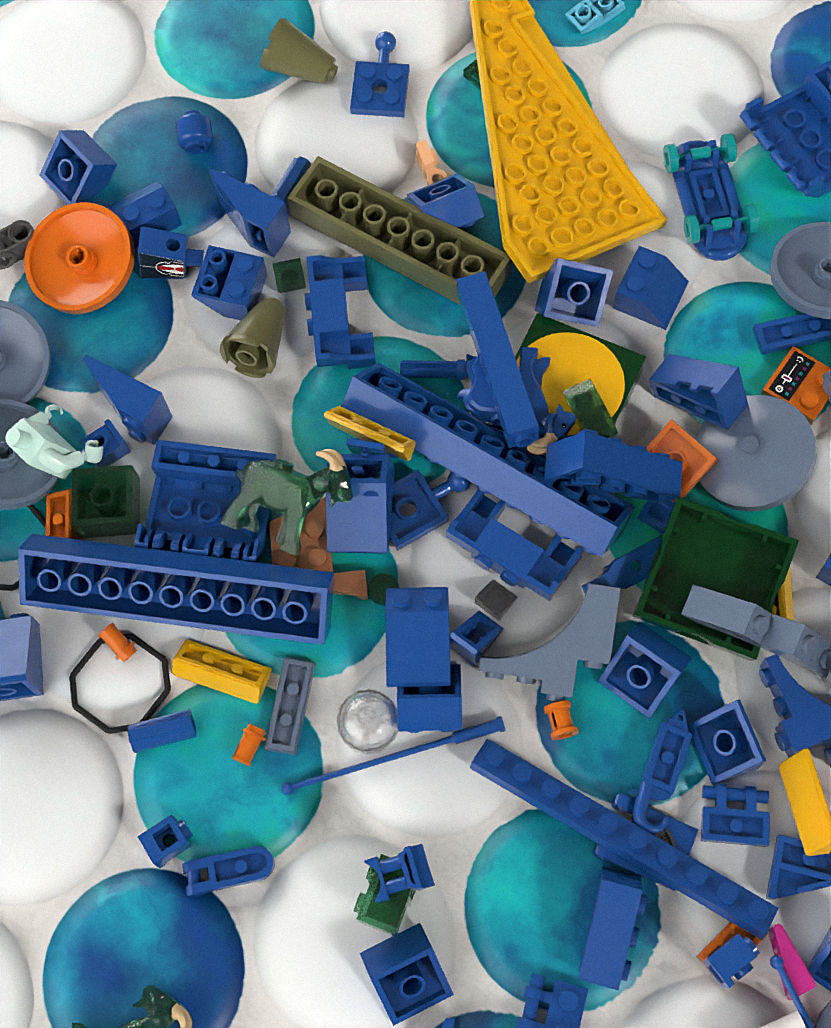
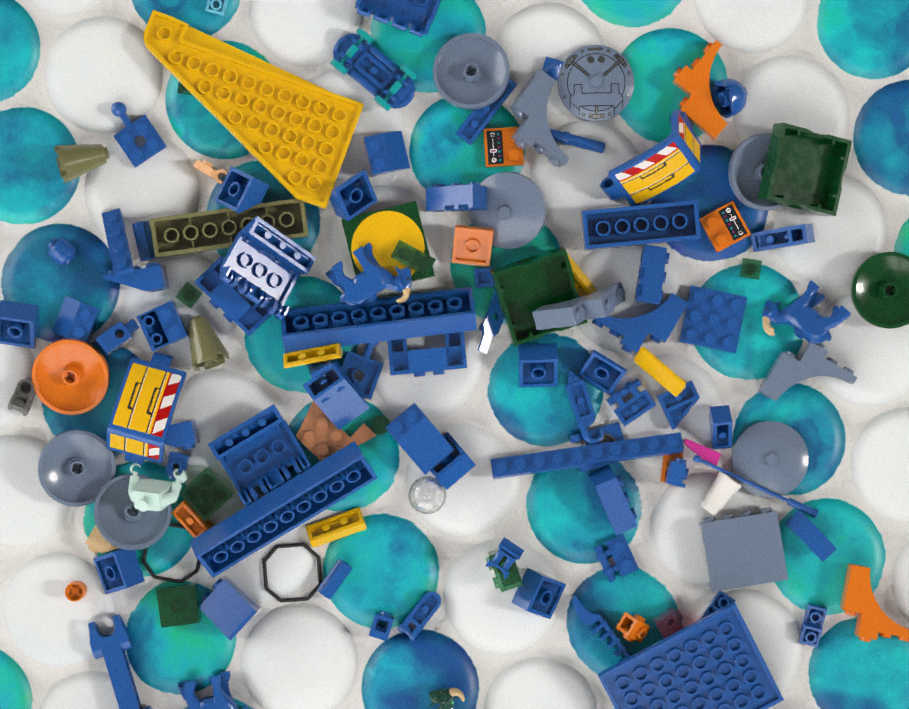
camera: 45 degrees left, 20 degrees up
(117, 642) = (275, 555): orange pin -> none
(118, 343) = (145, 409): none -> panel
(249, 744) = (380, 551): orange pin -> none
(260, 156) = (118, 242): none -> blue plate
(286, 492) = (300, 420): clear green animal -> none
(290, 706) = (383, 517): sand blue tile -> none
(405, 293) = (265, 266): none -> slope
(434, 369) = (311, 286): blue axle -> none
(456, 737) = (480, 460): blue piece -> none
(474, 637) = (445, 412): blue slope -> none
(495, 599) = (439, 385): clear smoke slope -> none
(497, 360) = (348, 272): blue brick -> none
(560, 720) = (517, 422): orange bush -> none
(585, 638) = (493, 398): sand blue arch -> none
(614, 467) = (449, 281): blue wedge -> none

